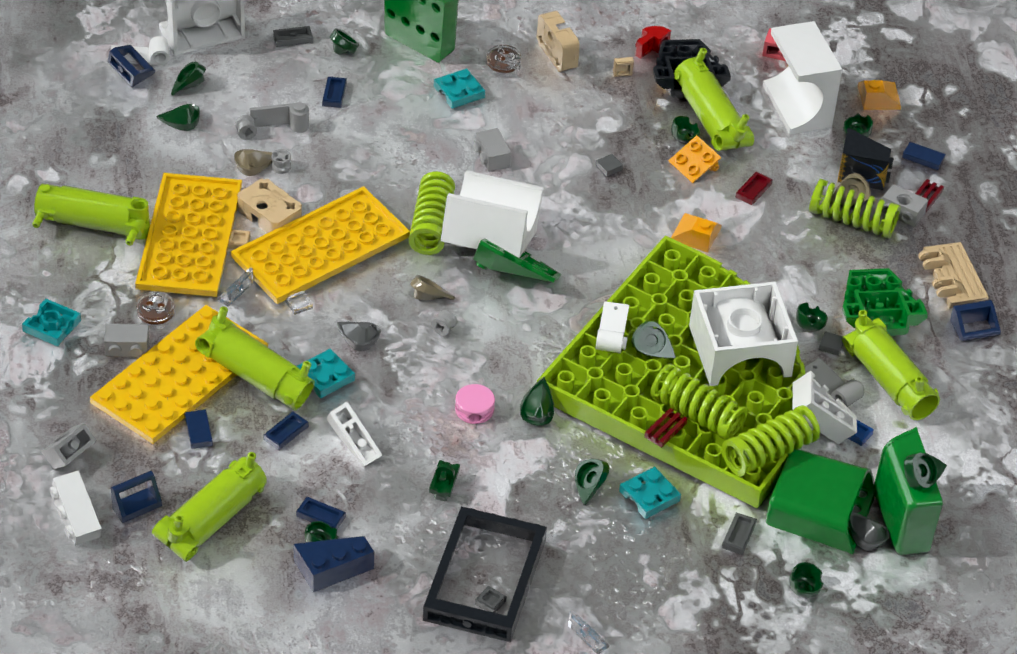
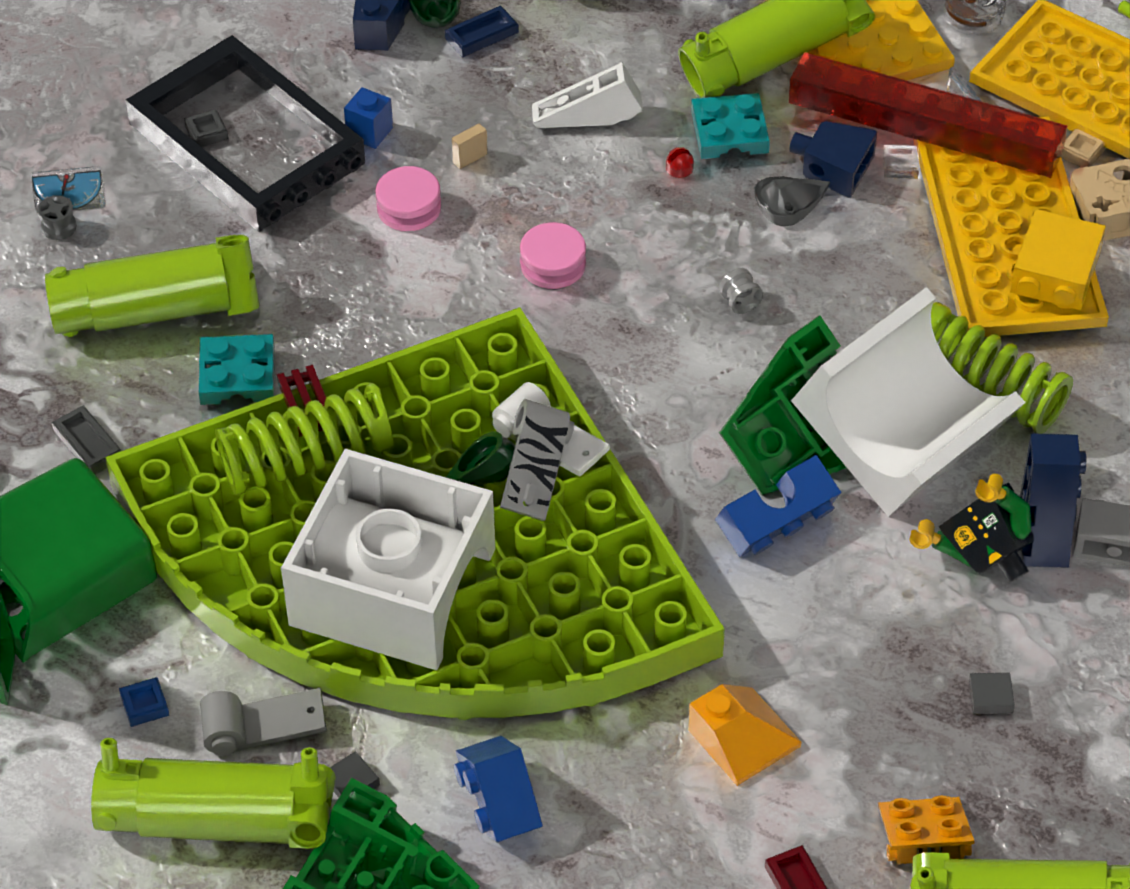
camera: 125 degrees right, 5 degrees up
(274, 287) = (928, 114): none -> clear red brick
(285, 430) = (655, 54): dark blue tile -> none
(318, 321) = (836, 154): none -> dark blue torso
(347, 205) = (1057, 259): none -> yellow brick
(365, 386) = (679, 163): none -> red hinge
(422, 470) = (469, 146): none -> tan tile
(428, 290) = (828, 296): dark tan piece -> none
(436, 521) = (369, 116): none -> blue brick
(444, 480) = (432, 153): dark green hips -> none
(480, 479) = (408, 198): none -> bright pink head
(503, 158) = (1051, 490): none -> dark blue wedge
(536, 173) = (985, 531): none -> torso
(538, 404) = (482, 304): dark green piece -> none
(585, 259) = (753, 524): none -> blue arch
(589, 477) = (316, 317): dark green piece -> none
(610, 619) = (57, 217): none -> dark grey wheel
(625, 317) = (536, 458): none -> light grey door
(636, 542) = (154, 287): none -> lime piece
(683, 130) = (1012, 838): dark green hair -> none
(763, 432) = (164, 468): lime piece -> none
(798, 282) = (502, 787): none -> blue brick
(809, 318) = (417, 766): dark green hair -> none
(834, 417) = (187, 621): white wedge -> none

